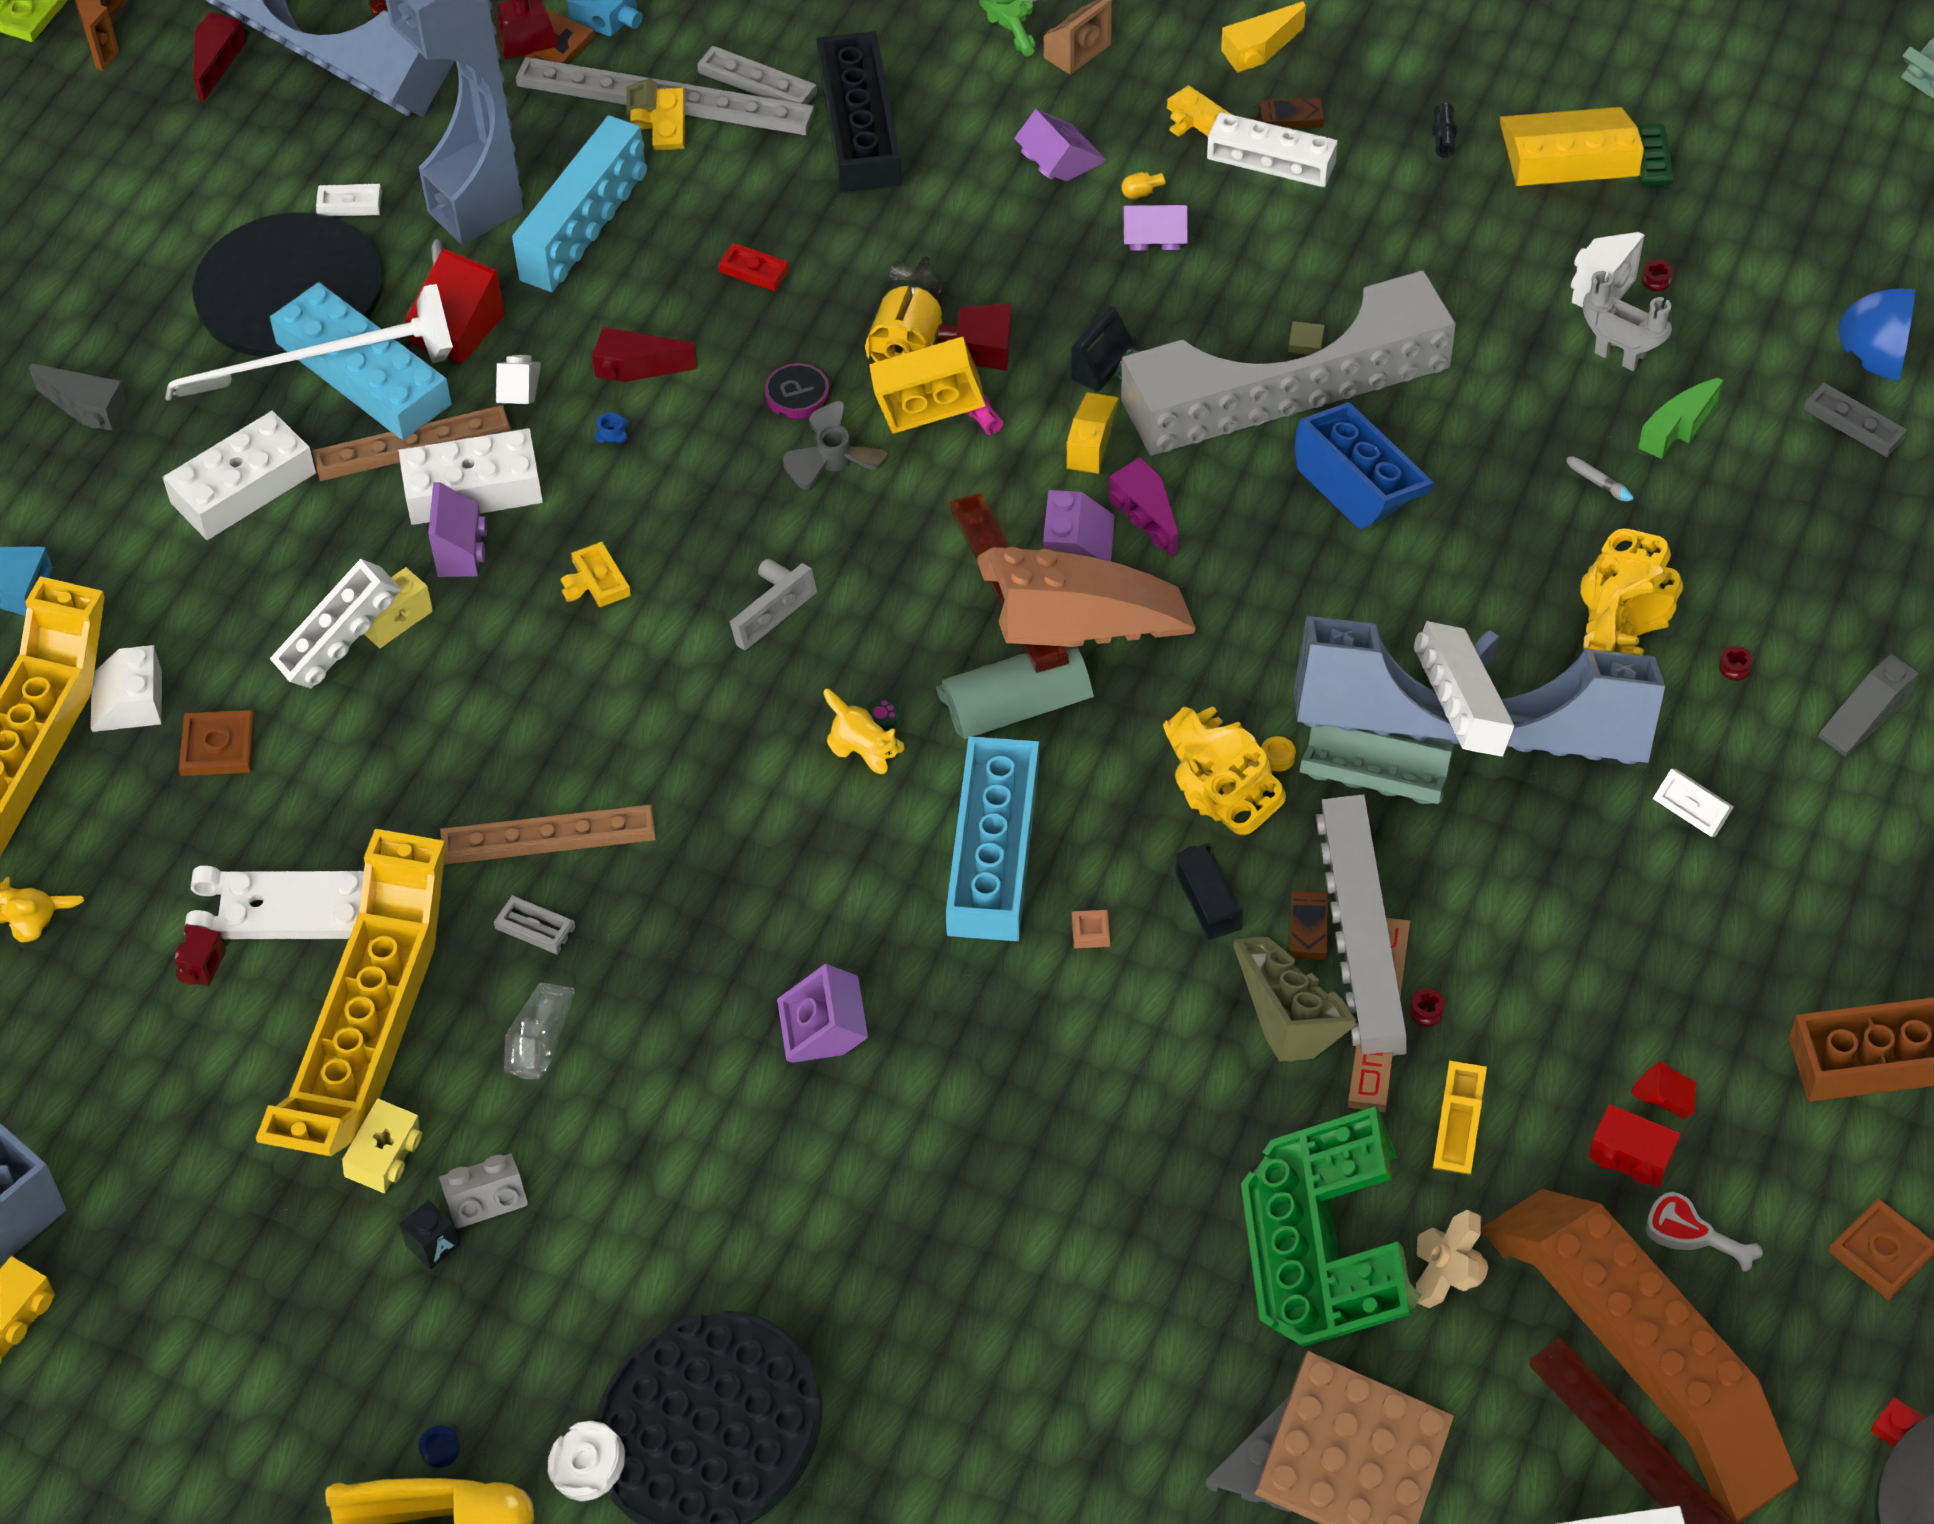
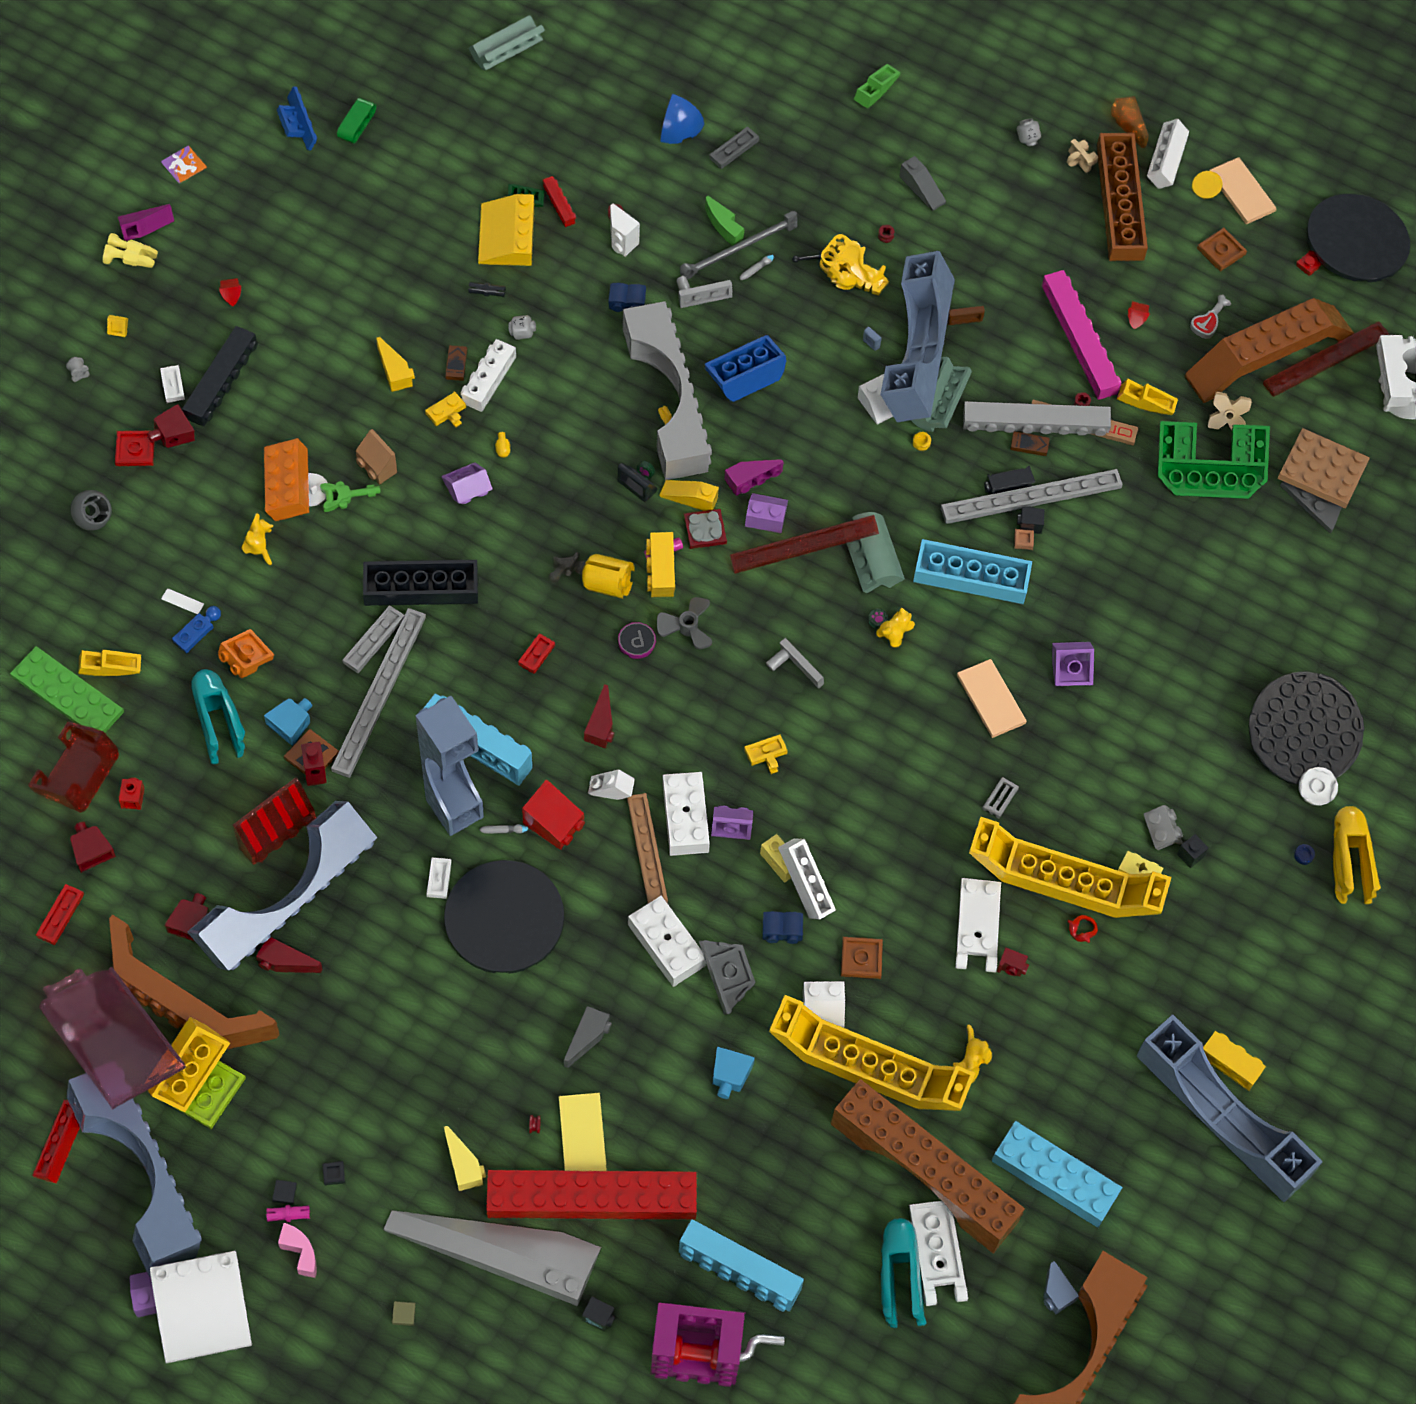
camera: 90 degrees left, 10 degrees up
(182, 551) = (728, 971): none -> dark grey wing
(254, 1070) = (1083, 936): none -> red piece
(267, 622) = (782, 926): none -> dark blue brick
(376, 377) = (590, 868): medium azure brick -> none
(429, 324) = (586, 817): white piece -> none
(536, 1031) = (1072, 795): clear slope -> none
(548, 834) = (941, 789): medium nougat tile -> none
(611, 428) = (653, 734): blue plate -> none
(641, 96) = (389, 700): olive tile -> none
(666, 120) = (404, 691): yellow plate -> none
(738, 897) = (991, 698): none -> light nougat tile
(985, 333) = (614, 538): dark red torso -> none
(1029, 458) = (705, 528): none -> light grey piece
(1078, 598) = (829, 508): nougat wedge -> none
(1130, 931) = (1031, 519): none -> black brick
(1155, 225) = (538, 441): slope -> none
(1187, 936) = (1031, 496): none -> light grey plate
(1220, 762) = (945, 452): yellow animal -> none
(1291, 1007) = (1081, 456): olive wedge -> none
(1305, 338) = (635, 383): olive tile -> none
(1377, 177) = (522, 327): none -> light grey head
(1464, 688) = (913, 342): white brick -> none
(1476, 304) = (626, 296): none -> dark blue brick
(1507, 394) = (702, 294): none -> light grey piece
(1576, 796) = (966, 315): none -> reddish brown tile
(1584, 991) = (1081, 334): none -> dark pink brick
(1623, 324) = (669, 227): light grey connector -> none
(1634, 1146) = (1167, 331): red brick -> none
(1655, 199) = (559, 201): none -> red piece
(1693, 802) = (974, 268): white plate -> none
(1712, 507) = (789, 223): none -> dark grey hinge

